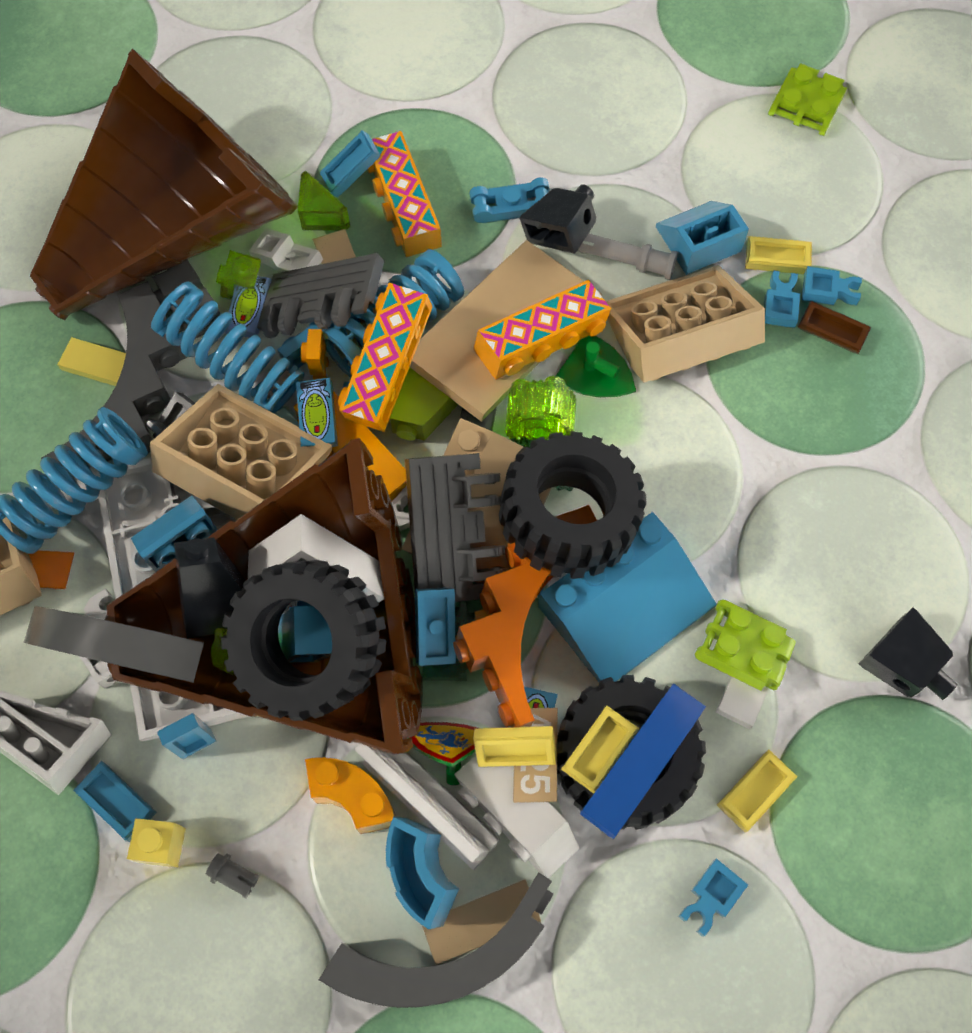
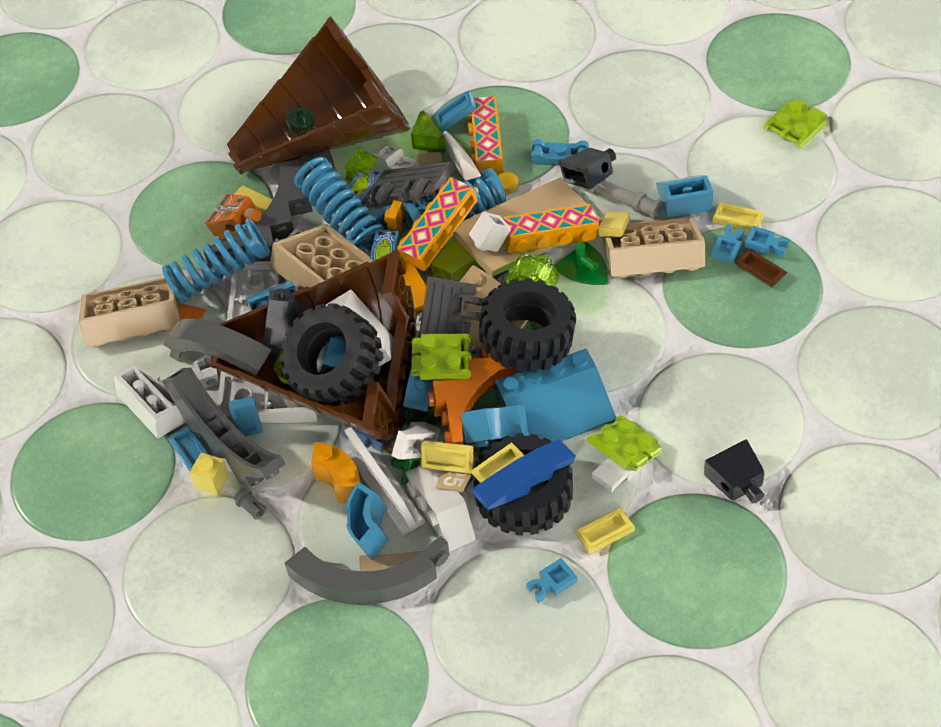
camera: 20 degrees right, 15 degrees down
(72, 394) = (232, 211): none -> orange torso
(129, 218) = (300, 120): none -> clear green piece
(159, 779) = (224, 439): none -> dark grey arch
(382, 239) = (460, 157): none -> white slope
(456, 257) = (509, 182): none -> yellow tile
(458, 717) = (409, 441): none -> white slope
(459, 582) = (441, 356): none -> lime plate
(467, 357) = (489, 232): none -> white brick
(565, 672) = (492, 424): none -> dark azure brick
(624, 300) = (614, 224): none -> light yellow tile

